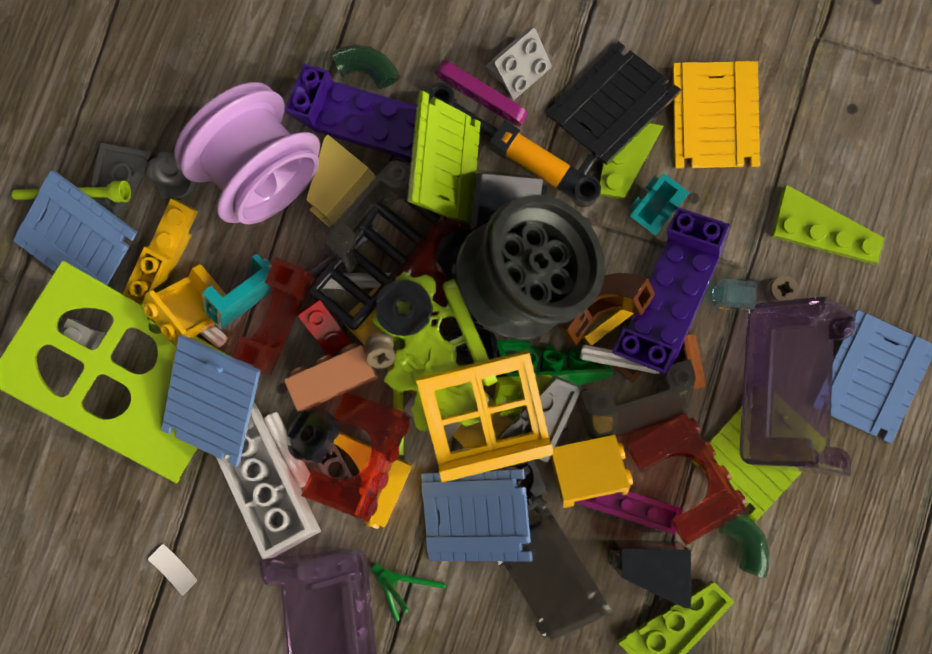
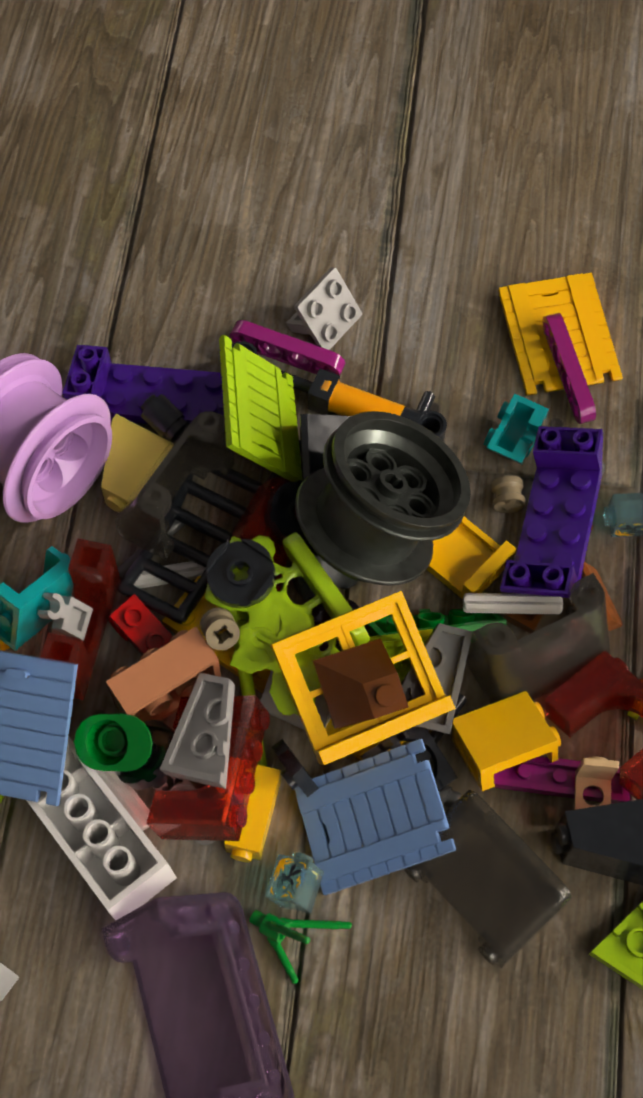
camera: 15 degrees left, 20 degrees down
(263, 313) = (69, 615): none -> light grey plate
(284, 426) = (113, 742): none -> green piece
(353, 436) = (203, 734): none -> light grey wing
(365, 146) = (163, 416): none -> black brick
(367, 60) = (151, 336): clear green cylinder -> none
(408, 552) = (294, 882): none -> clear light blue brick
(422, 466) = (294, 773): none -> black plate
(482, 424) = (360, 684): none -> reddish brown slope
(612, 102) = (439, 337): black door -> none
(618, 292) = (480, 531): reddish brown arch -> none
(622, 170) = (466, 388): lime wing -> none
(638, 259) = (508, 494): none -> dark tan wheel
(657, 514) = (596, 773): none -> tan bracket
(716, 152) = (569, 368): none -> magenta beam

